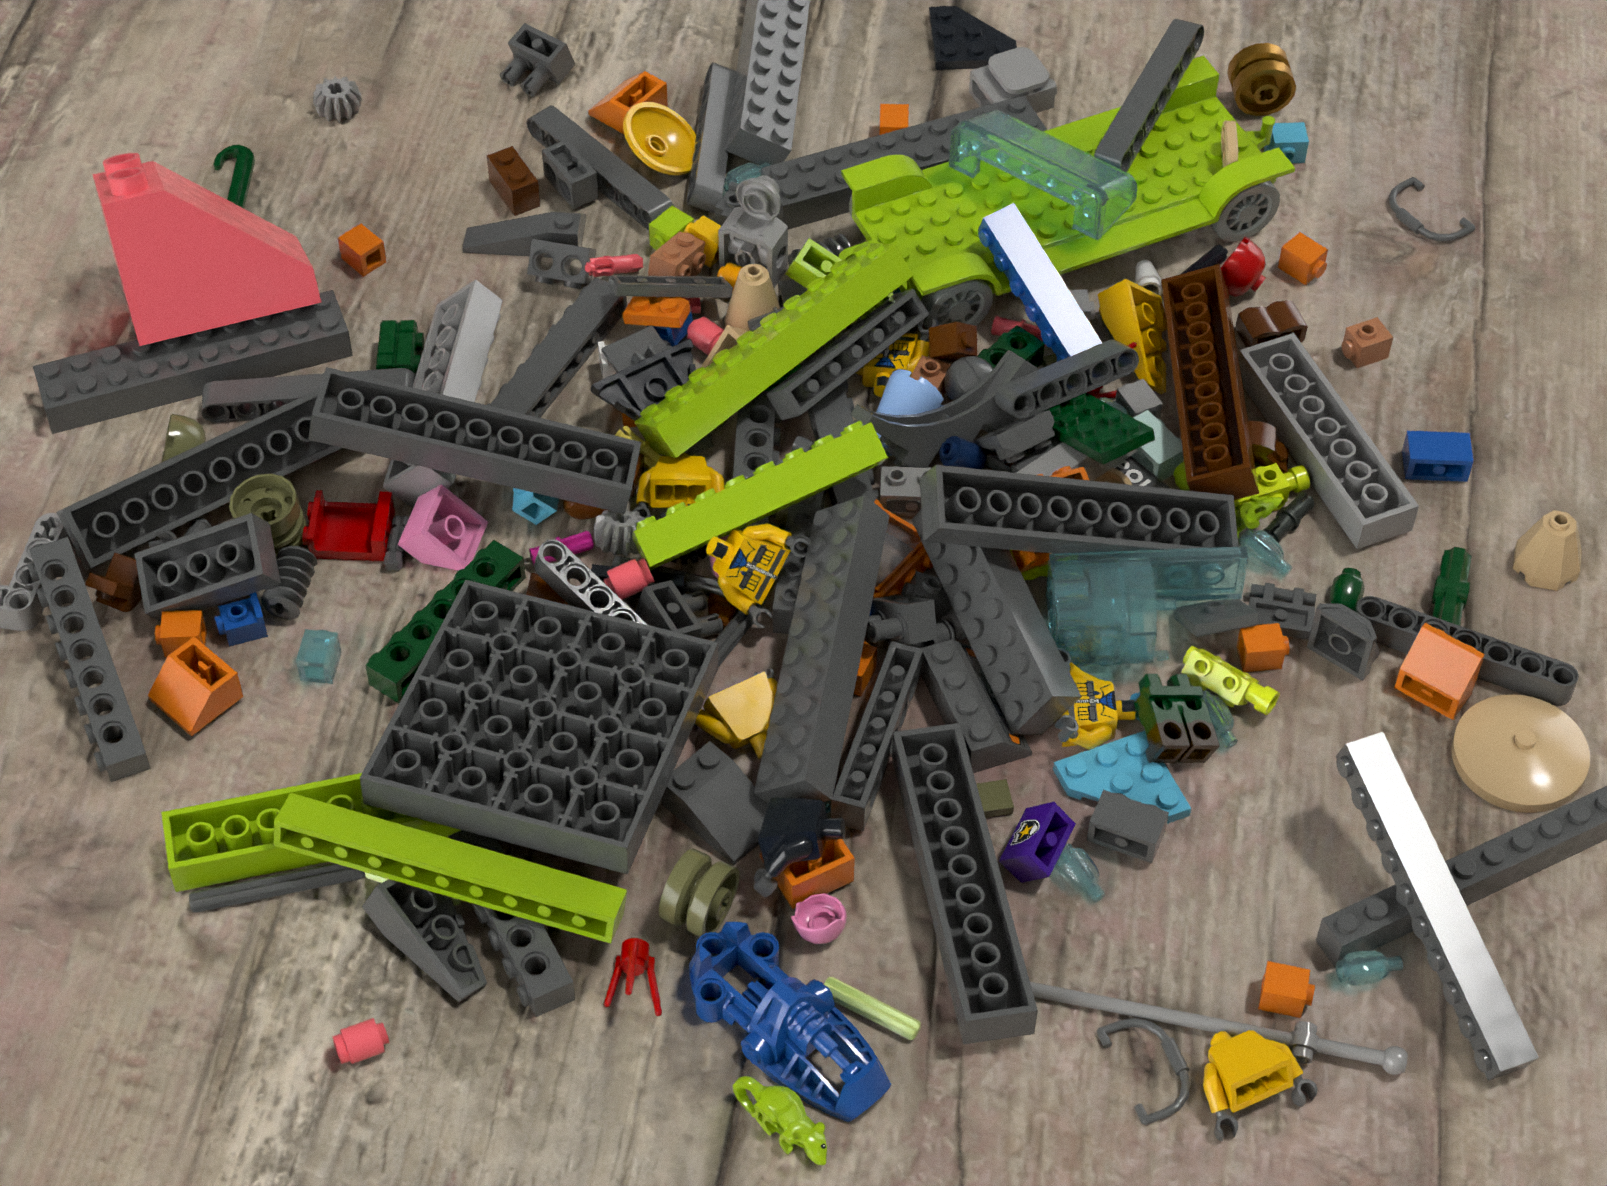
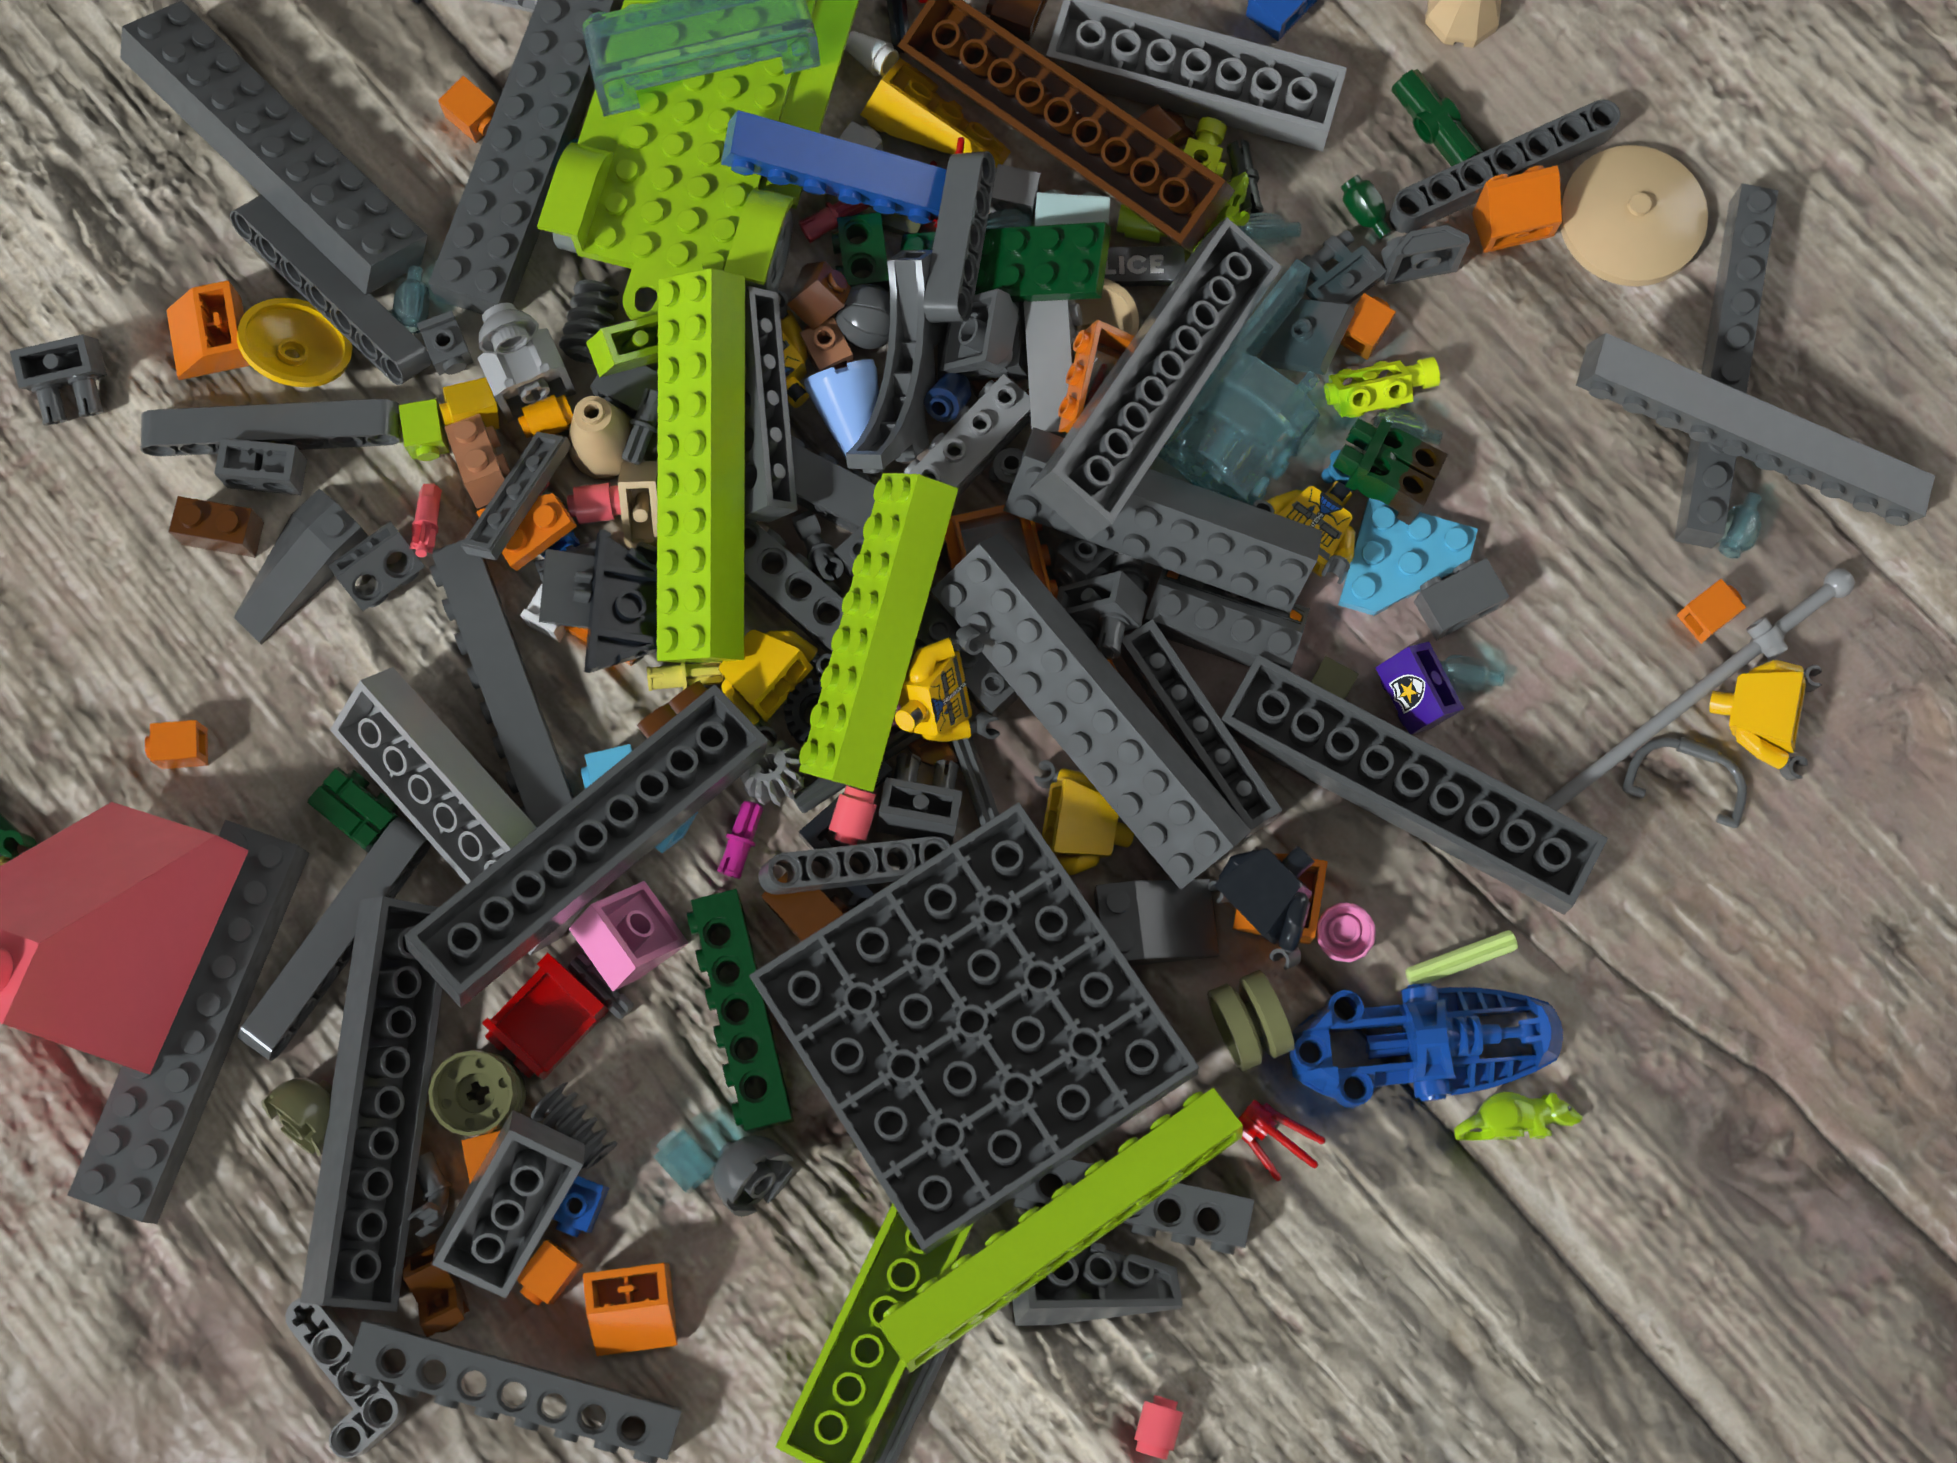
camera: 50 degrees left, 25 degrees up
(339, 692) = (749, 1172): none -> dark grey cylinder

